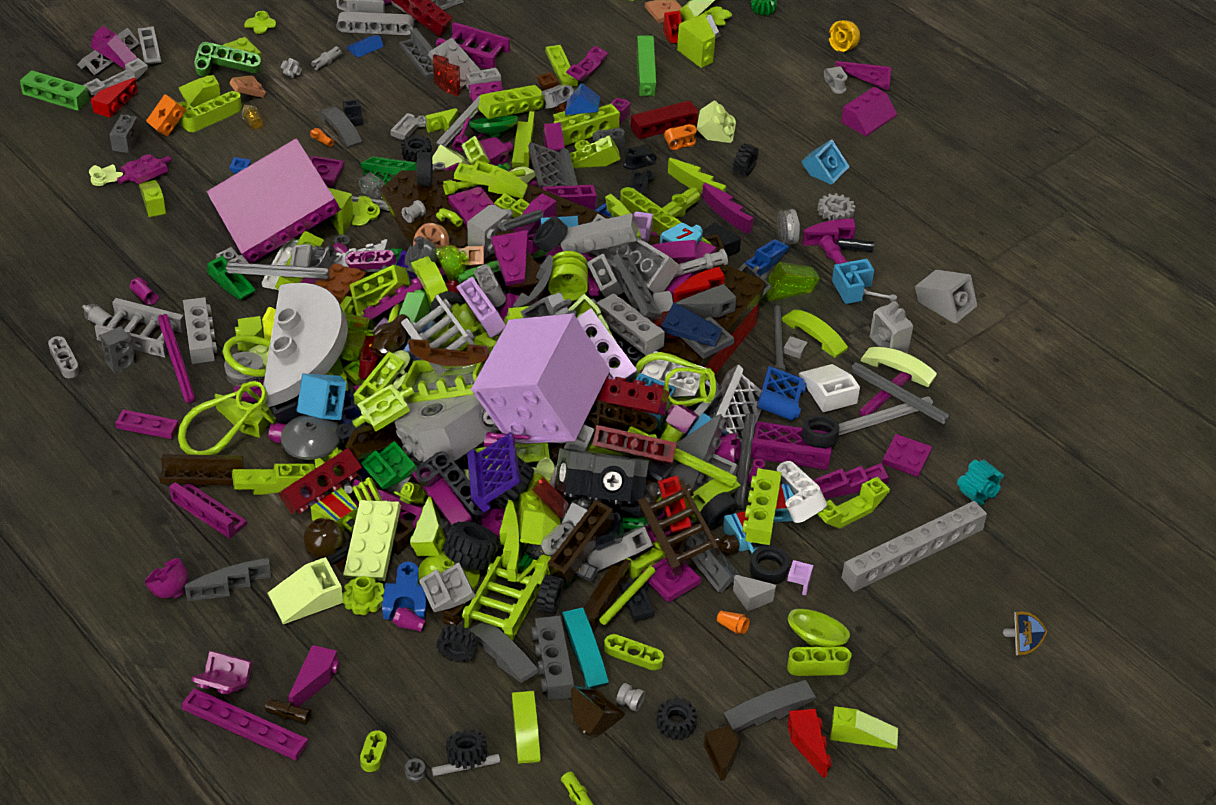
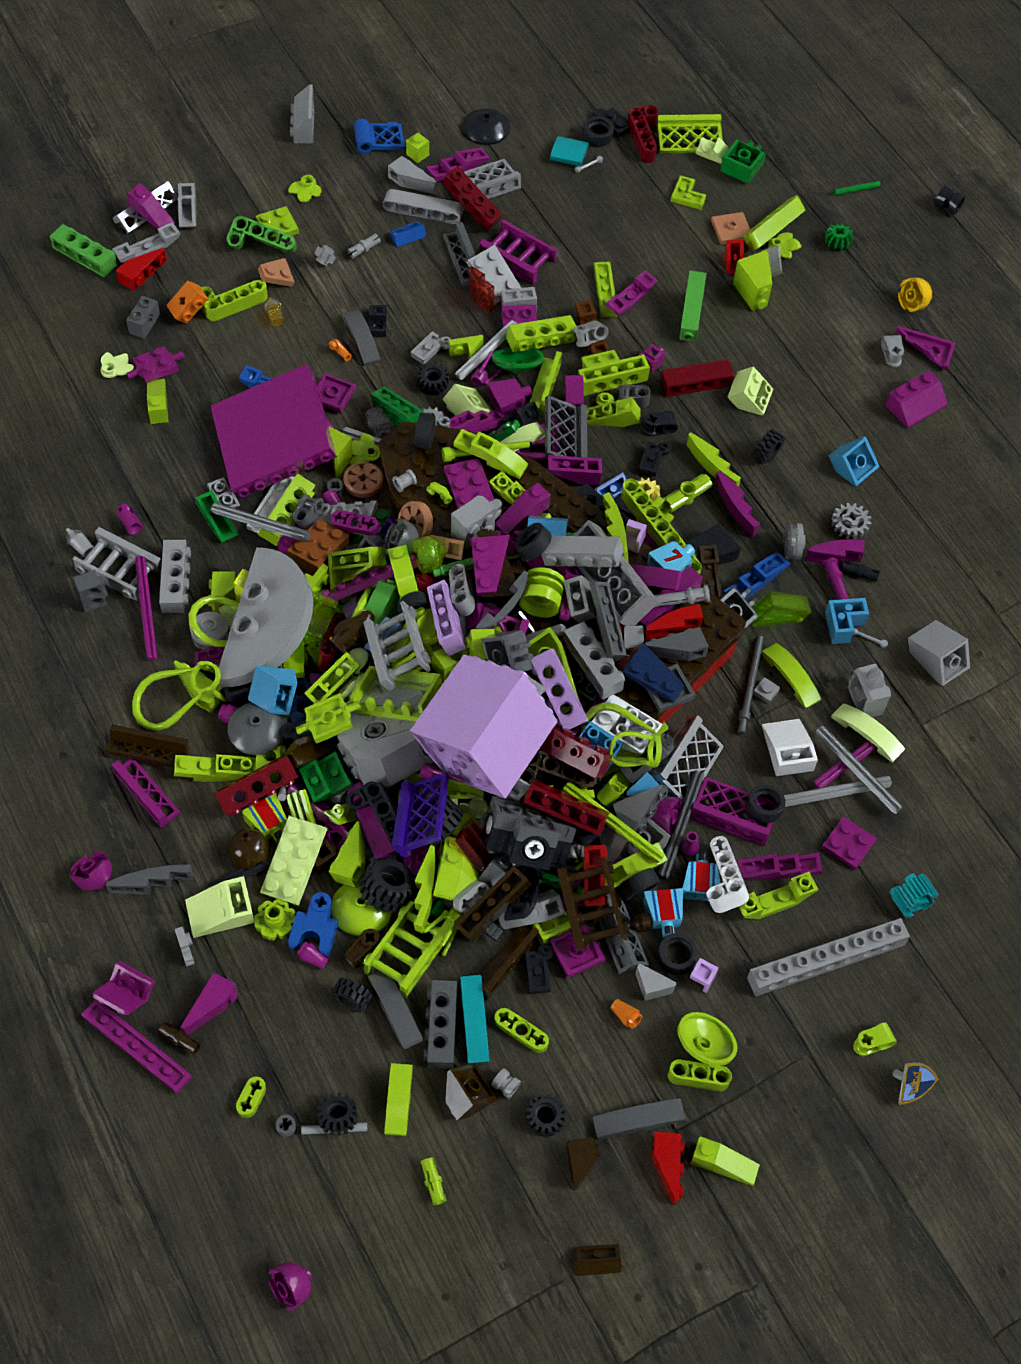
camera: 10 degrees right, 15 degrees up
(63, 363) = (42, 579): light grey beam -> none
(147, 424) = (105, 681): magenta plate -> none
(200, 90) = (228, 272): lime slope -> none
(274, 627) = (184, 941): none -> light grey plate
(301, 255) = (287, 508): light grey tile -> none
(359, 232) = (353, 479): none -> nougat wheel
(447, 357) = (399, 679): reddish brown slope -> none
(447, 588) = (354, 931): light grey slope -> none
(475, 151) = (490, 397): lime slope -> none
(514, 160) = (525, 414): none -> black panel
(521, 220) = (508, 517): dark grey axle -> none
(550, 595) = (452, 954): black tyre -> none
(582, 101) = (614, 348): blue slope -> none
(627, 595) = (528, 967): lime bar -> none
(680, 137) = (706, 403): orange piece -> none
(681, 417) = (623, 777): brick -> none
(763, 506) = (676, 919): lime brick -> none
(778, 402) = (731, 759): blue piece -> none
(978, 607) = (874, 1040): none -> lime piece

